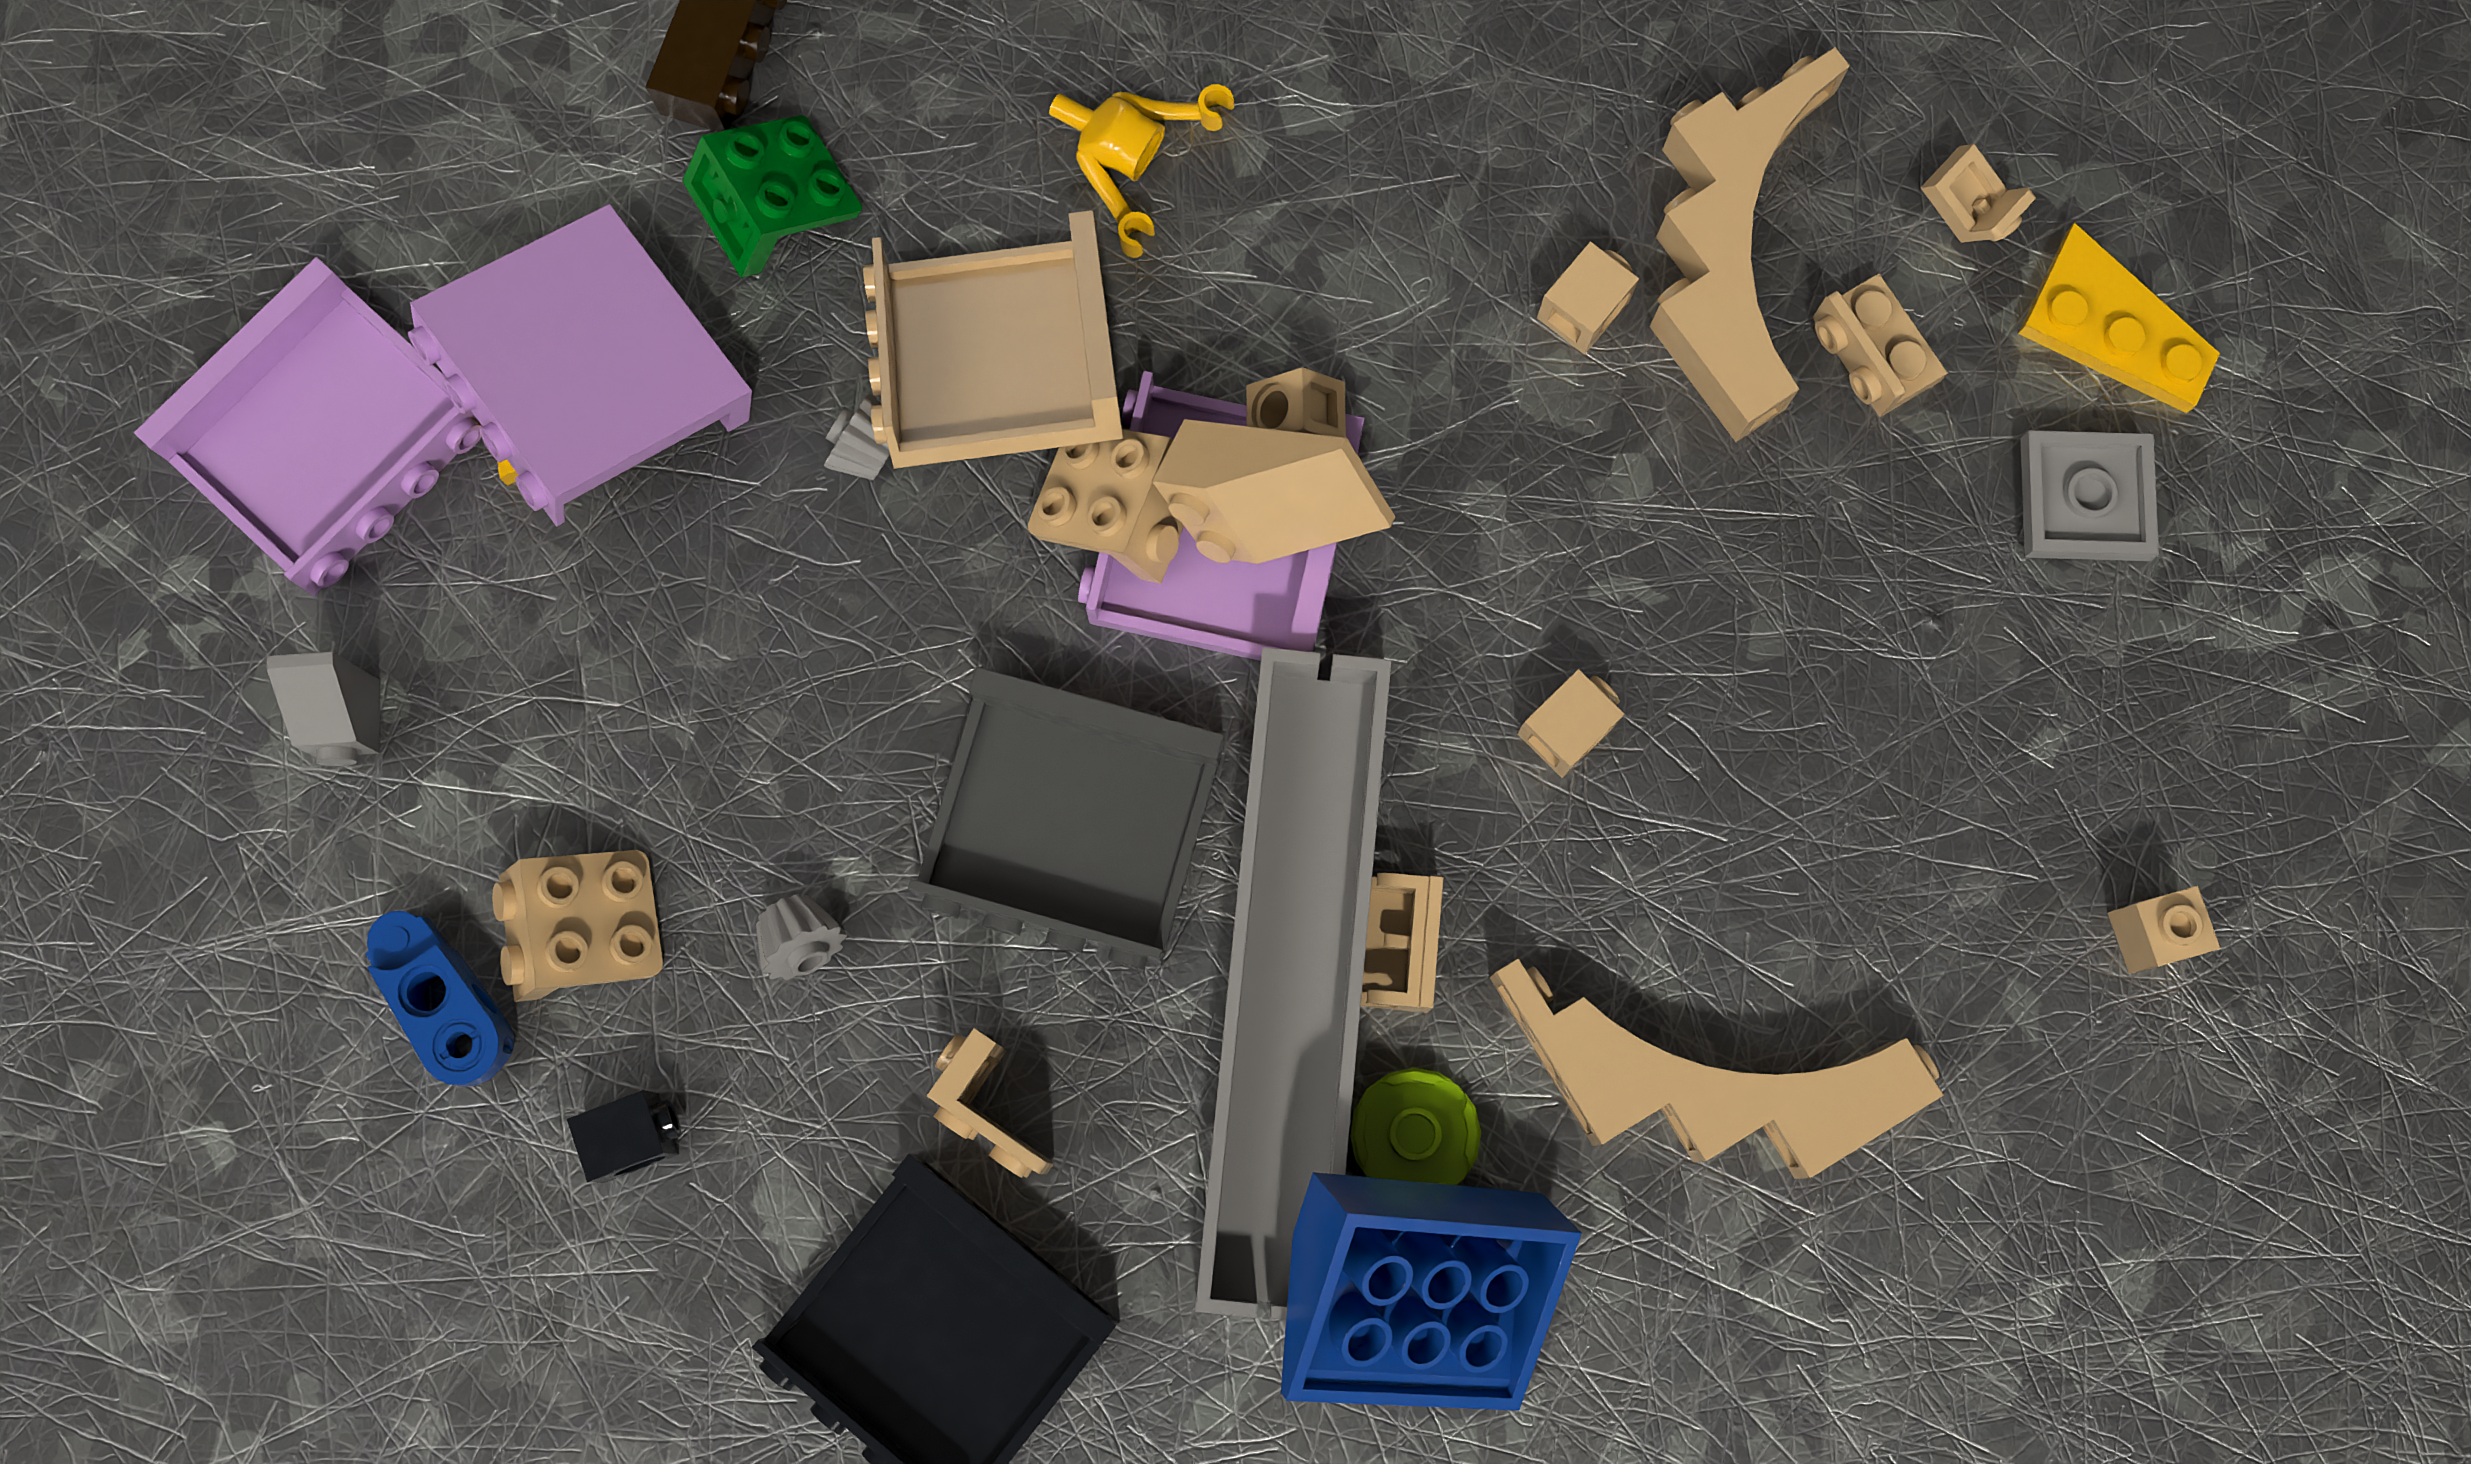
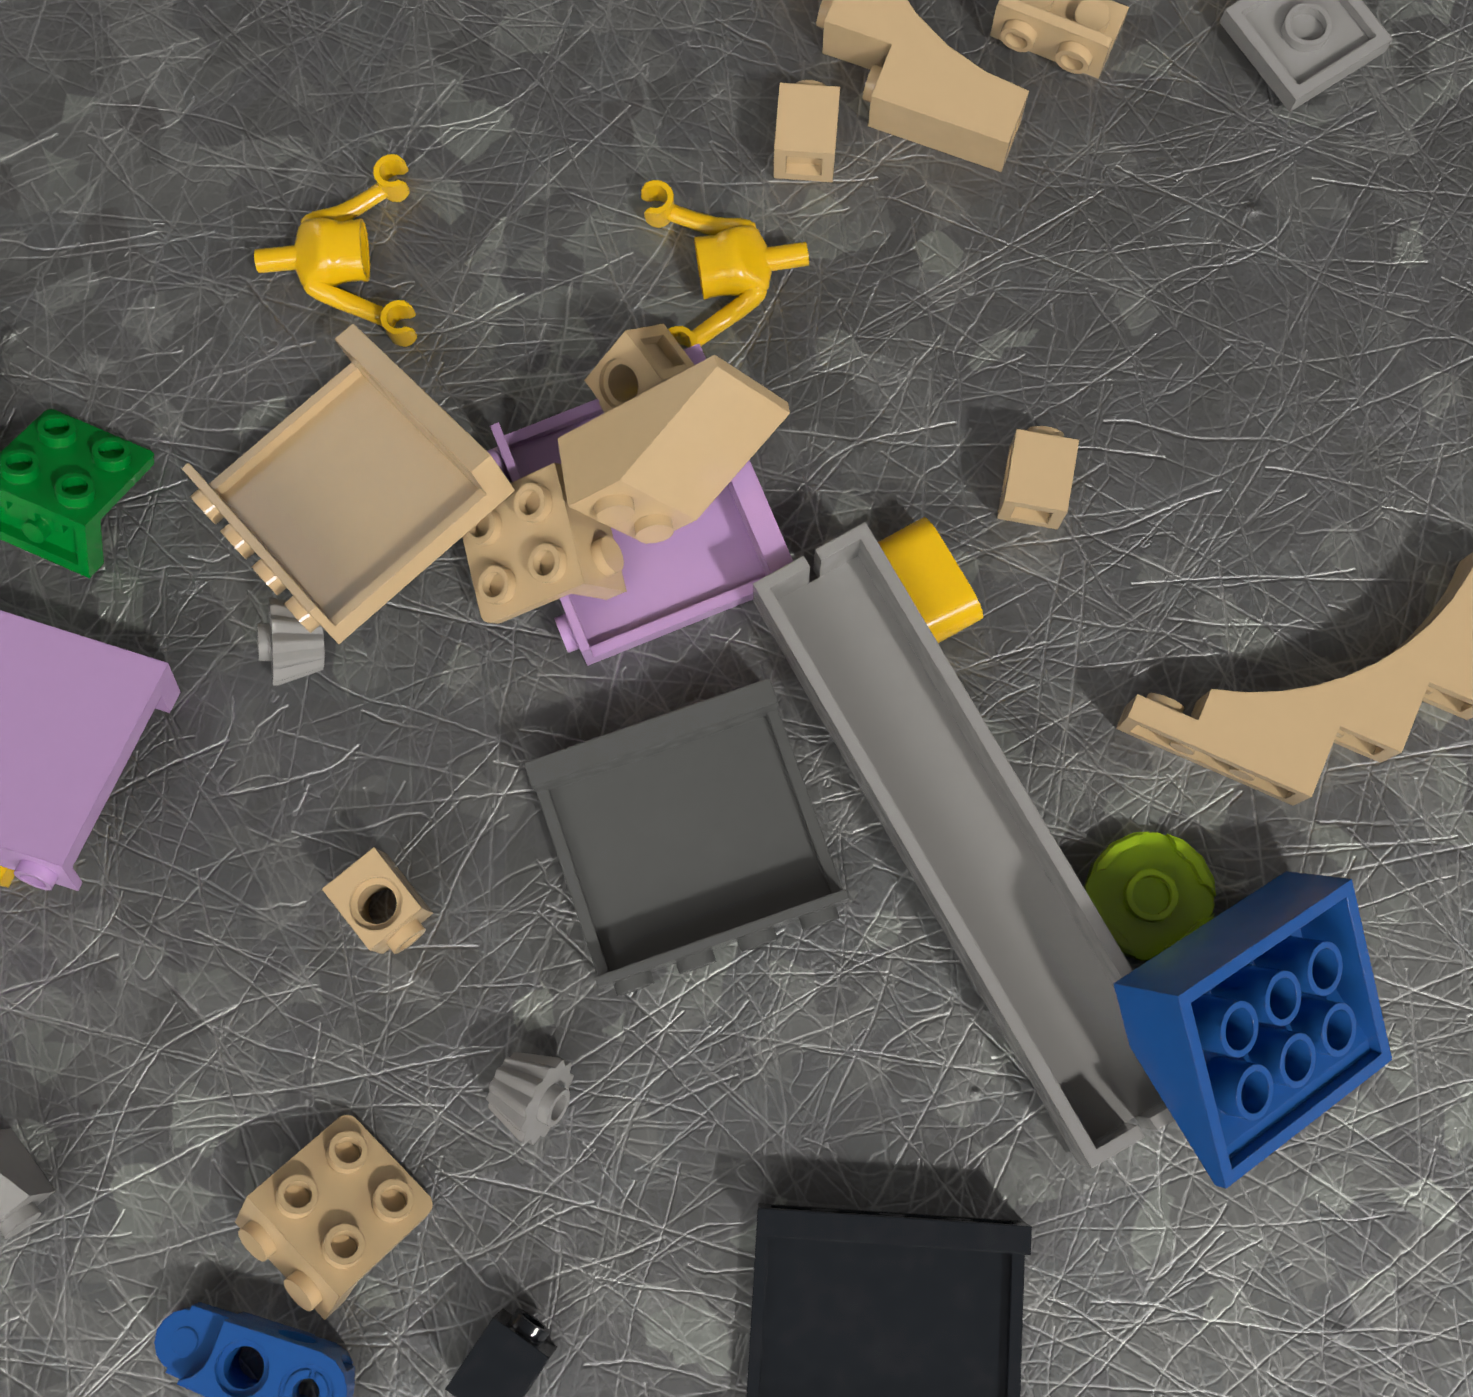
camera: 30 degrees left, 0 degrees up
(769, 678) = (356, 887): none -> tan brick
(965, 1069) = (754, 1103): tan bracket -> none
(1402, 942) = (1036, 743): tan hinge -> none
(1415, 746) = (932, 579): none -> yellow beam
(1442, 365) = (729, 261): none -> yellow piece

